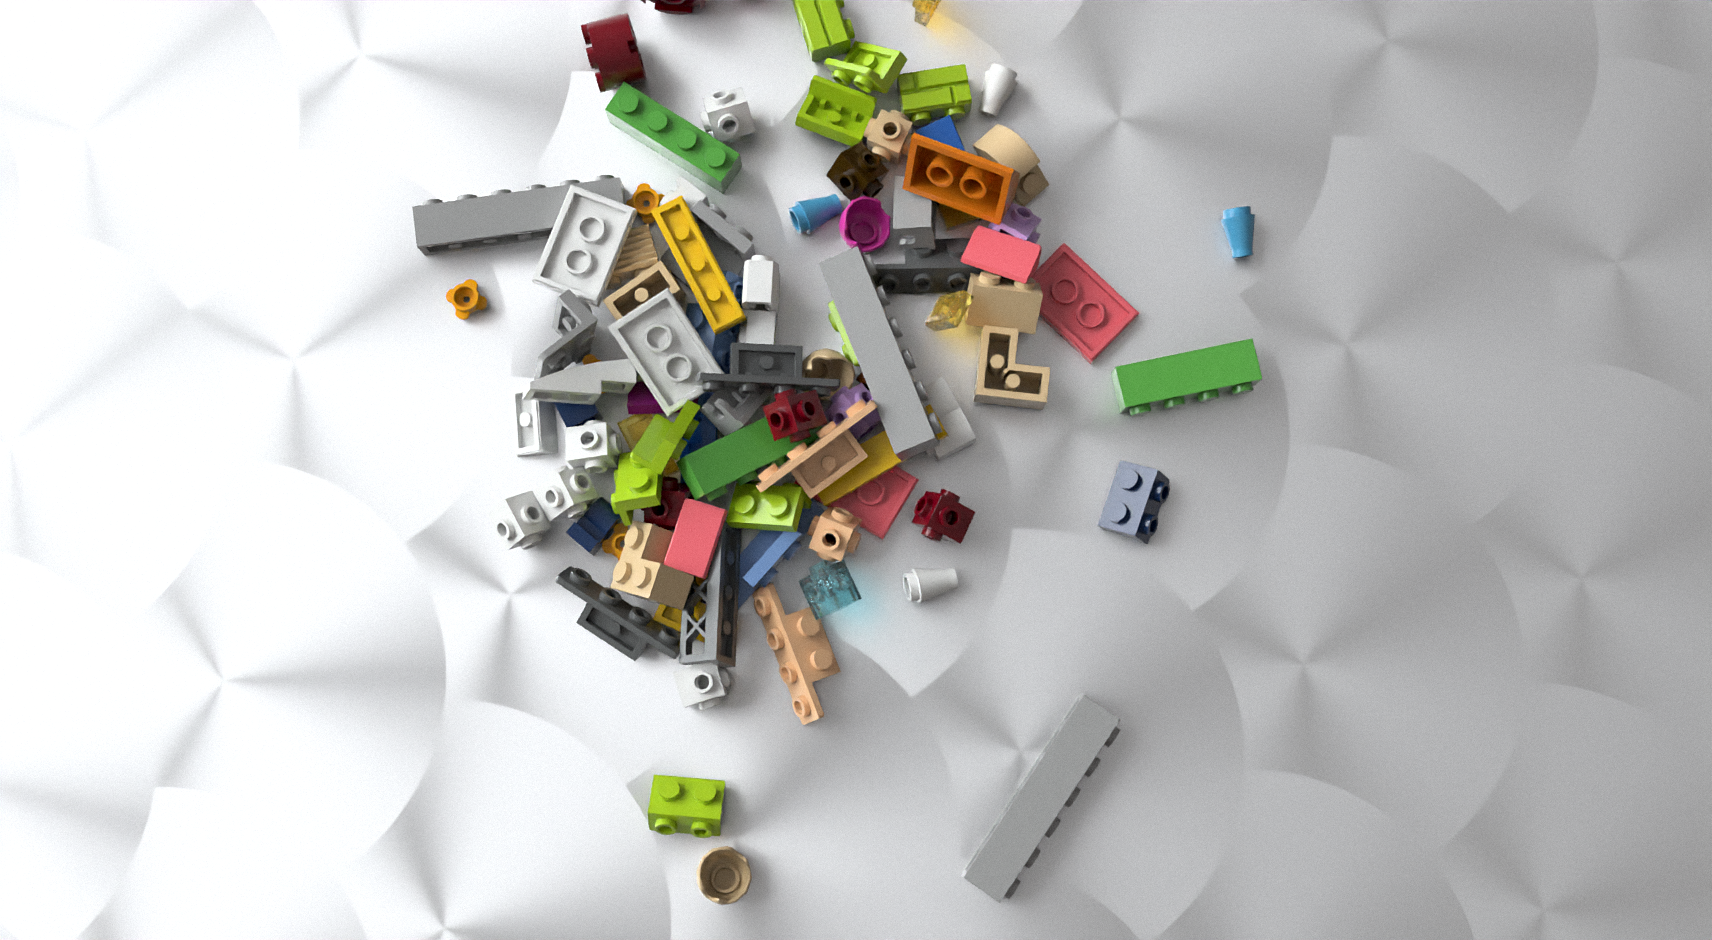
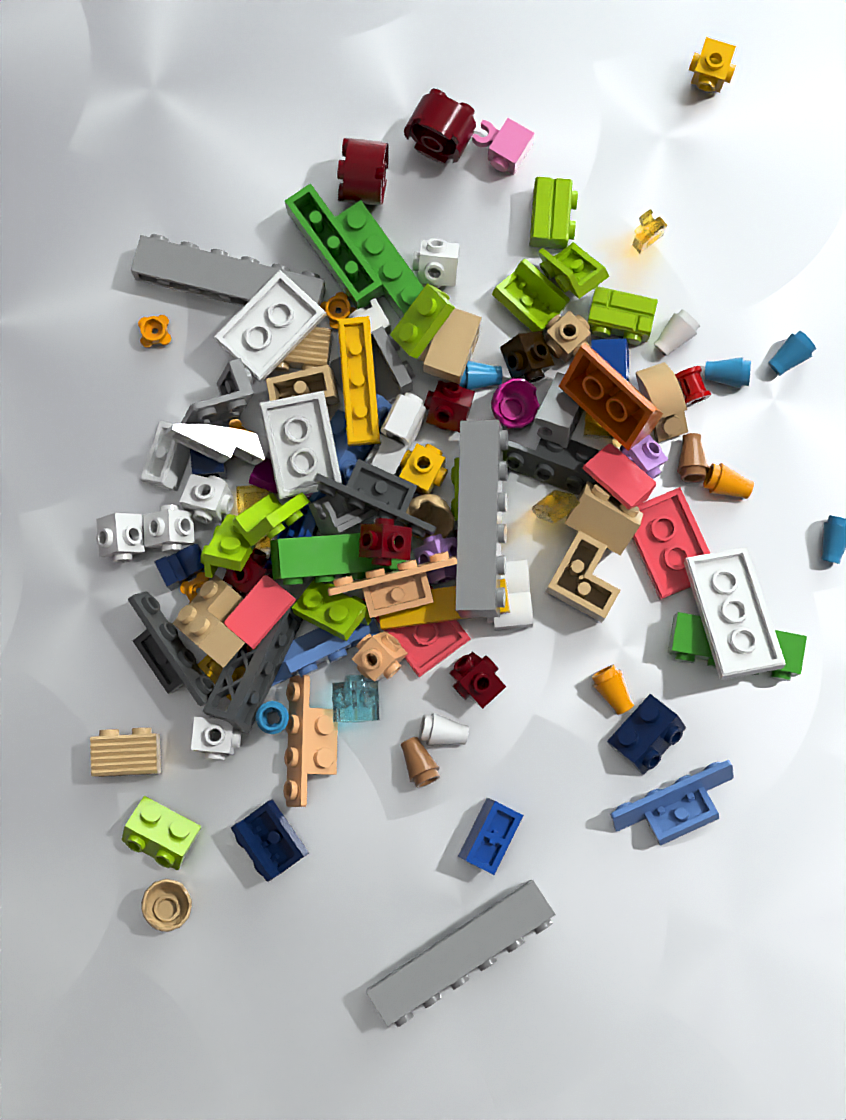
camera: 25 degrees right, 0 degrees up
(616, 140) = (334, 247): none -> bright green brick
(617, 740) = (125, 754): none -> tan brick
(738, 177) = (422, 320): none -> lime bracket
(752, 629) = (263, 713): none -> dark azure cone
(777, 187) = (452, 346): none -> tan brick
(799, 254) = (448, 405): none -> dark red brick
(800, 326) = (424, 457): none -> yellow brick
(801, 766) = (269, 840): none -> dark blue bracket
(920, 625) = (419, 763): none -> medium nougat cone
(1021, 668) = (490, 836): none -> blue hinge
(1035, 135) = (692, 385): none -> red bush
(1065, 108) = (731, 372): none -> dark azure cone
(1065, 210) = (692, 459): none -> medium nougat cone
(1080, 469) = (613, 689): none -> light orange cone
(1108, 218) = (727, 482): none -> light orange cone
(1119, 64) = (792, 353): none -> dark azure cone
(1171, 345) = (734, 613): none -> white tile
(1195, 562) = (677, 808): none -> medium blue bracket

